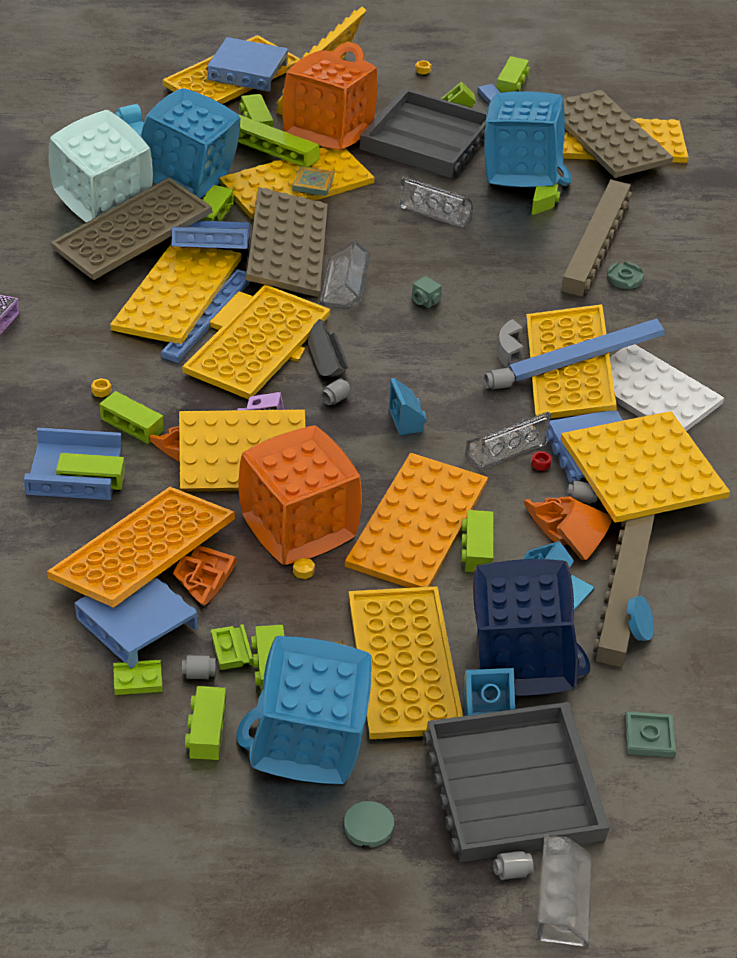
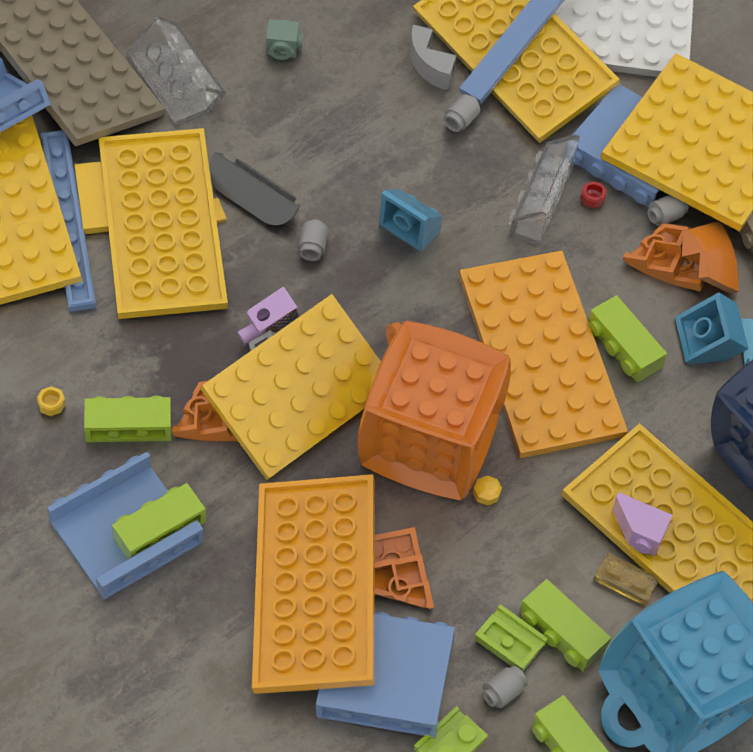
camera: 40 degrees left, 15 degrees up
(375, 633) = (641, 523): none -> lavender slope

